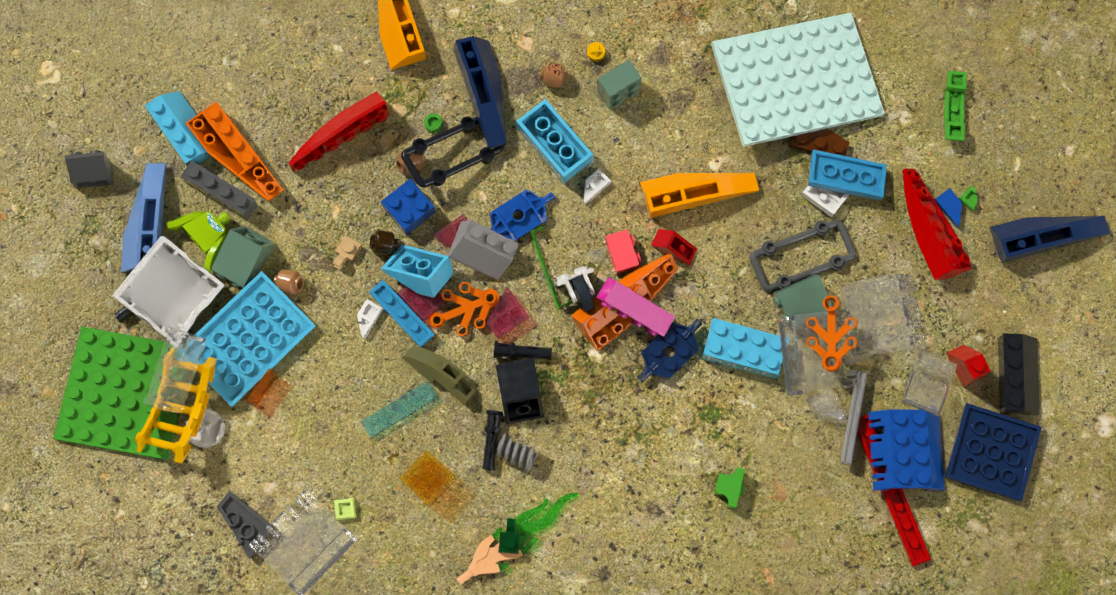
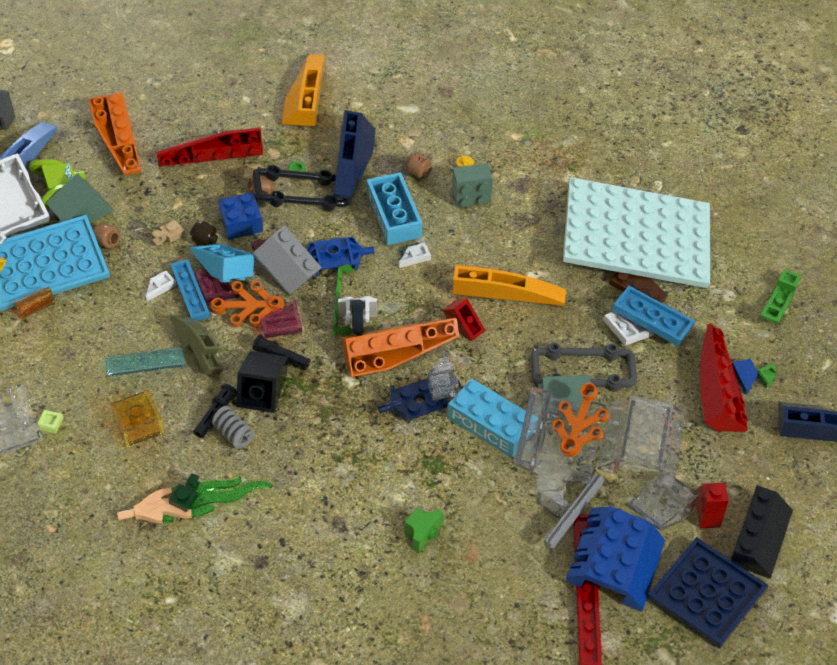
camera: 20 degrees right, 25 degrees down
(171, 114) = (77, 94): medium azure slope -> none
(219, 190) = (88, 156): dark grey brick -> none
(622, 252) = (413, 306): coral brick -> none
(636, 307) = (402, 343): dark pink brick -> none
(687, 331) = (441, 379): none -> clear slope

